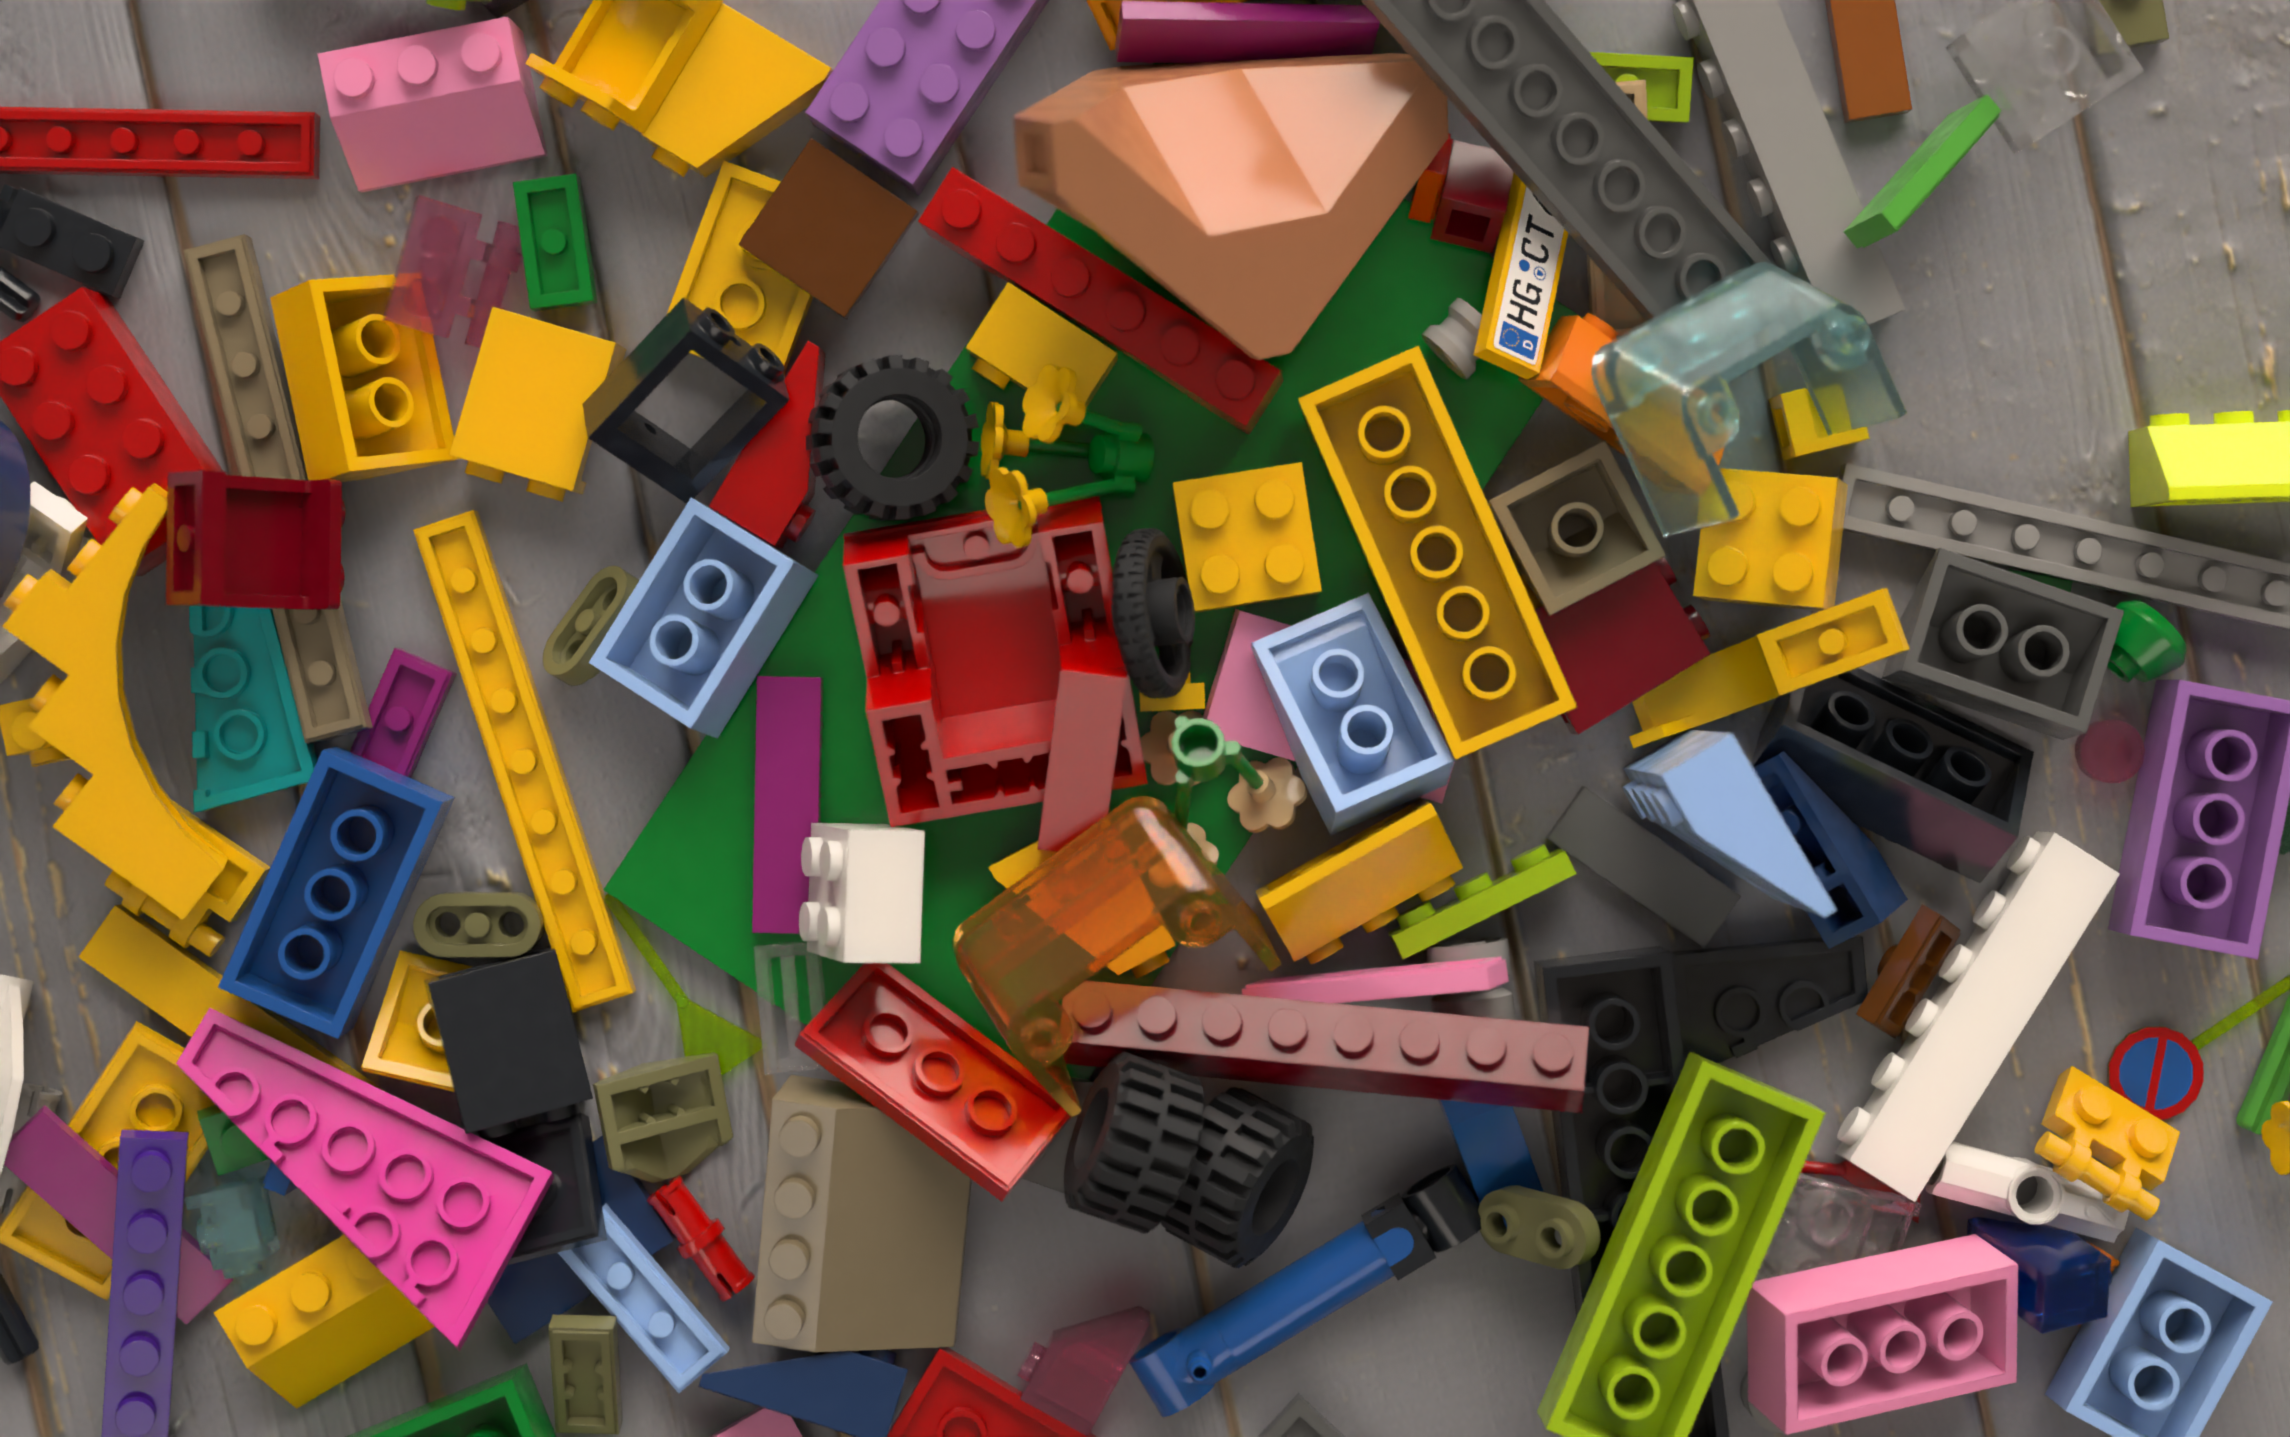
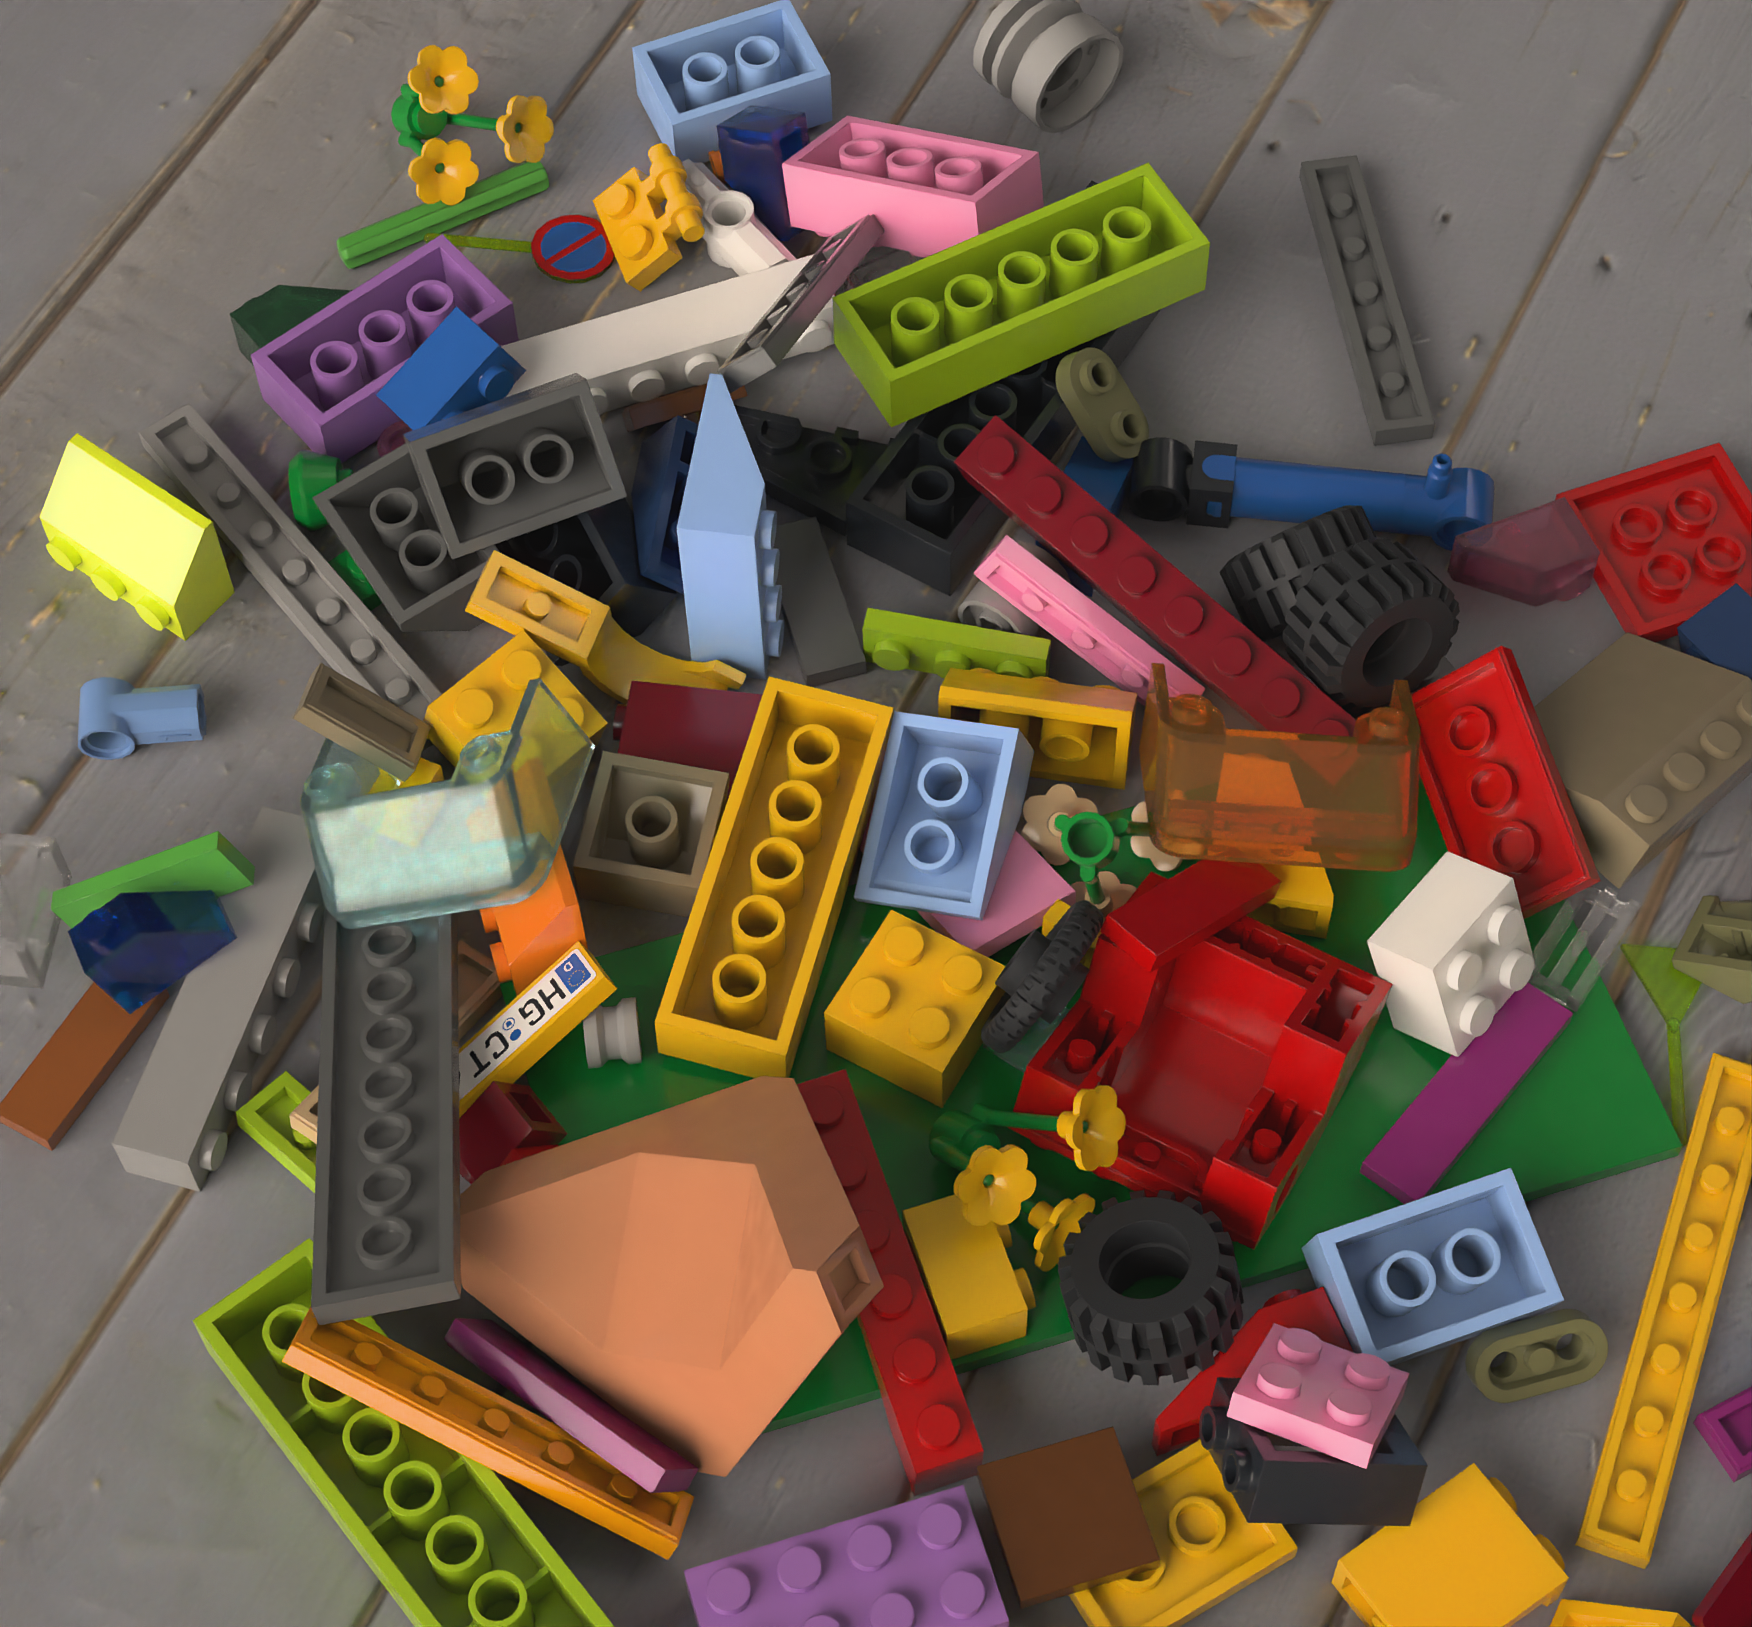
camera: 135 degrees left, 30 degrees down
(701, 433) = (1319, 1394): none -> bright pink plate
(1851, 1090) = (800, 303): none -> dark grey tile
(1877, 121) = (149, 941): none -> clear blue slope
(1879, 424) = (362, 722): none -> dark tan tile
(1969, 753) = (515, 465): none -> dark grey slope
(2102, 312) = (120, 716): none -> medium blue piece
(2109, 814) = (450, 374): none -> blue brick

